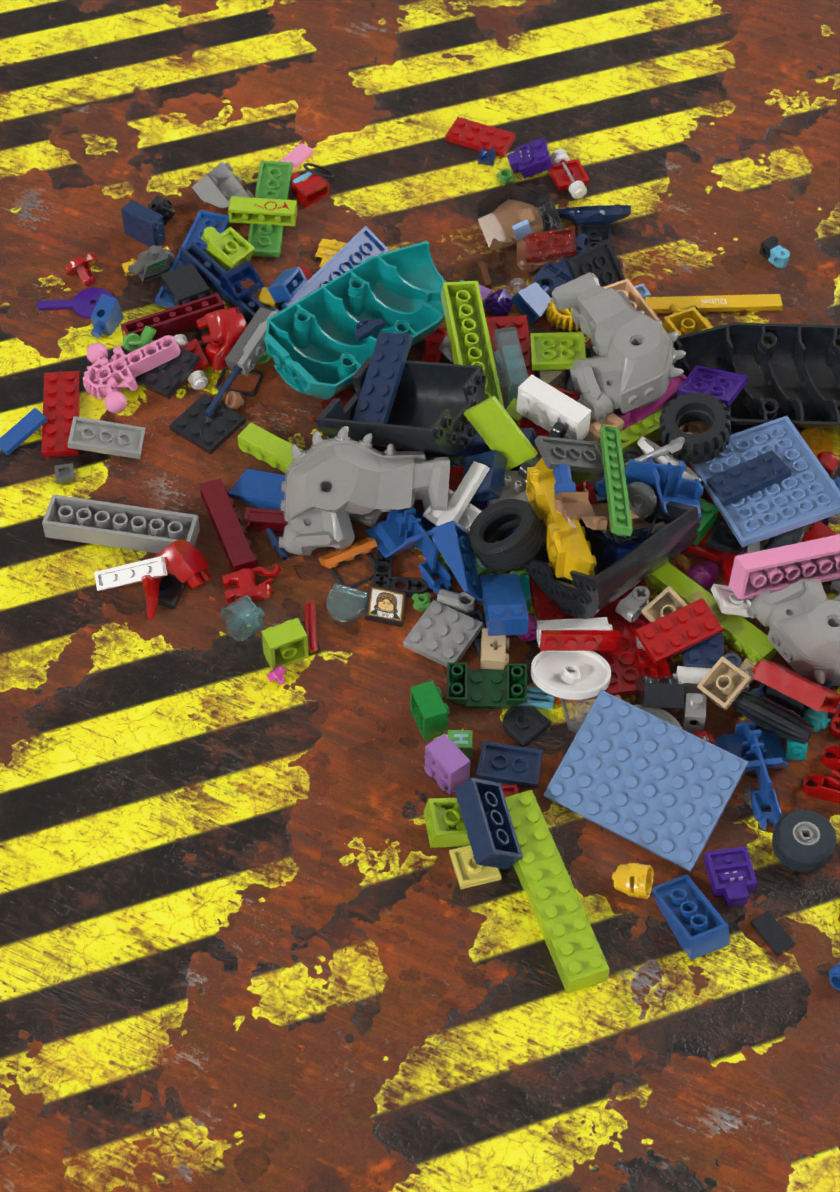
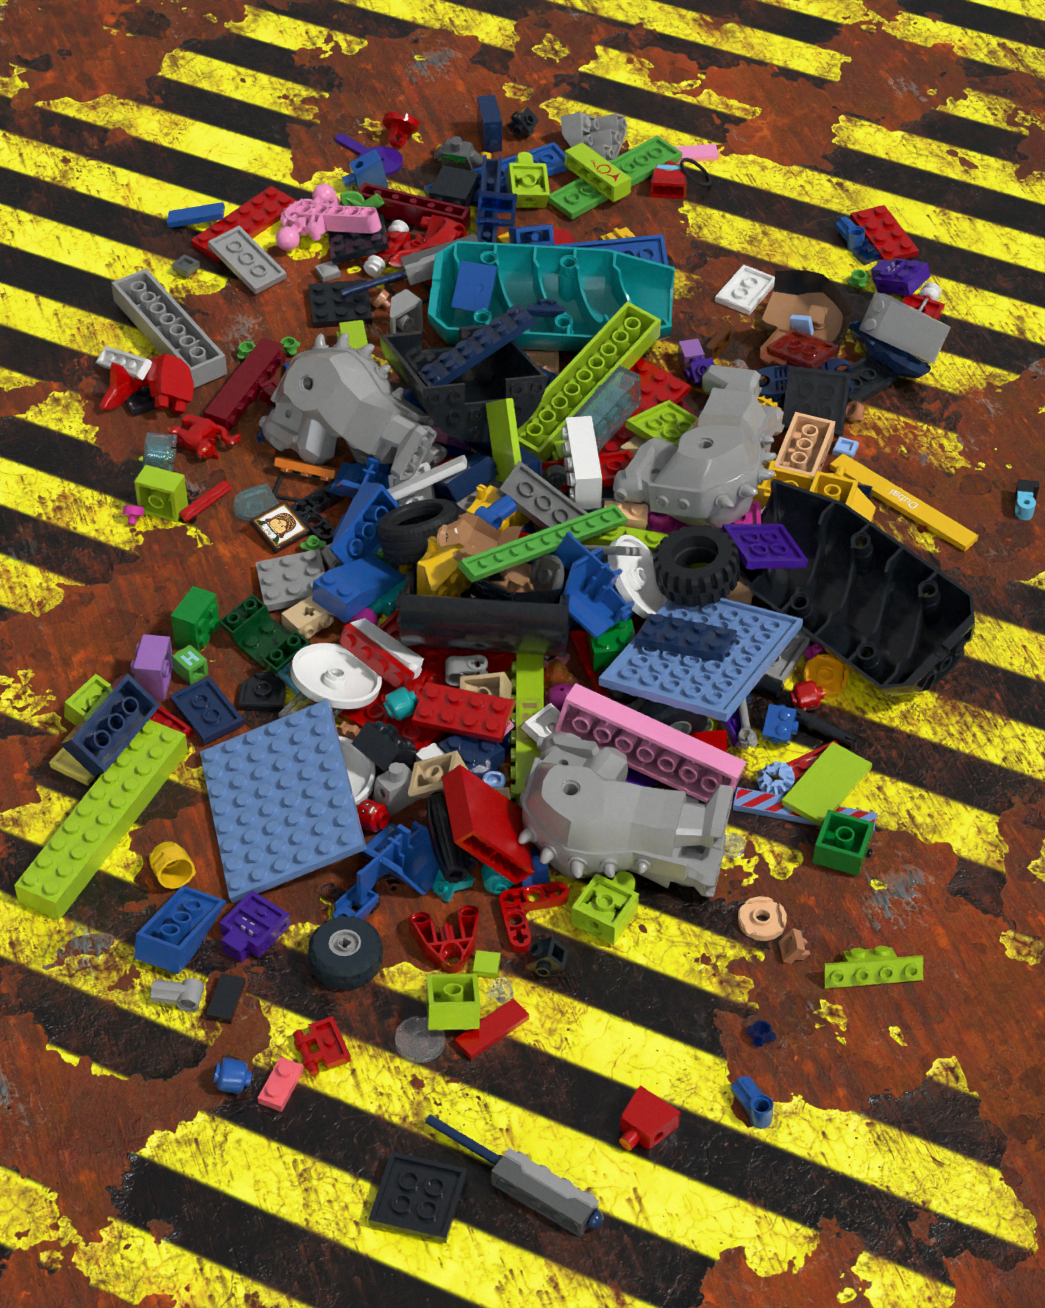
camera: 45 degrees right, 5 degrees down
(168, 406) = (327, 271): none -> light grey tile
(192, 502) = (245, 349): none -> bright green plate
(216, 474) = (290, 345): none -> bright green plate
(273, 400) = (406, 313): none -> light grey slope
(310, 344) = (474, 286): none -> blue piece
(449, 230) = (745, 290): none -> white tile
(468, 149) = (850, 232): none -> blue piece
(583, 189) = (904, 327): none -> light grey slope
(628, 658) = (400, 703): none -> teal head
(750, 953) = (184, 995): none -> light grey piece

